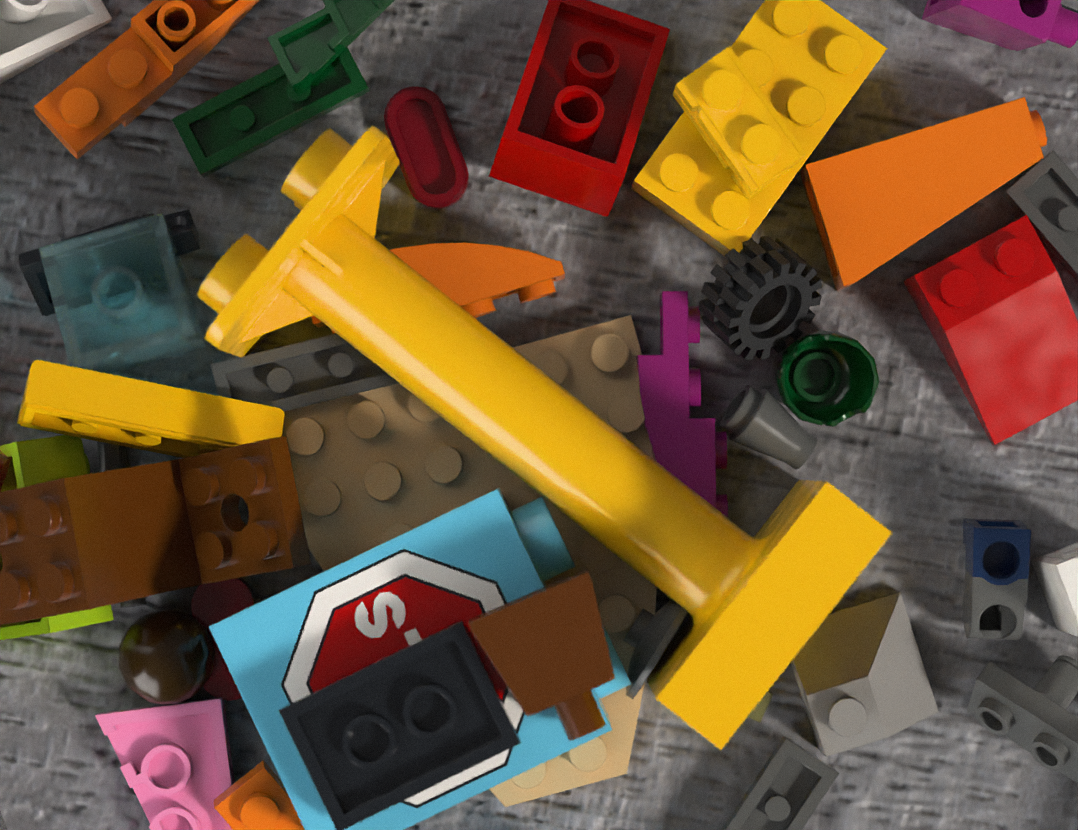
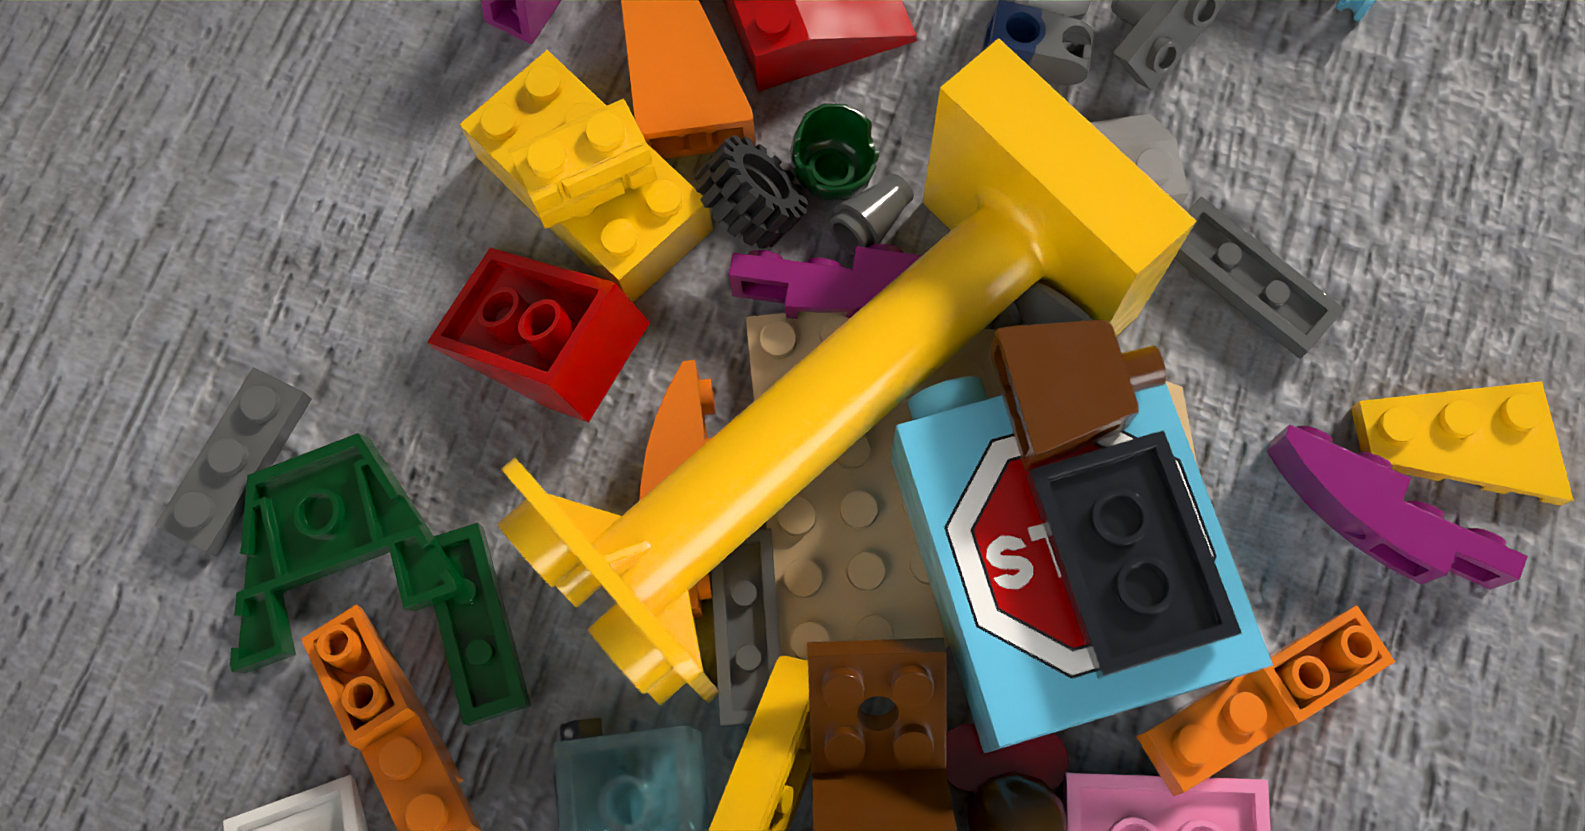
camera: 80 degrees left, 15 degrees down
(426, 147) = (568, 472): dark red tile -> none

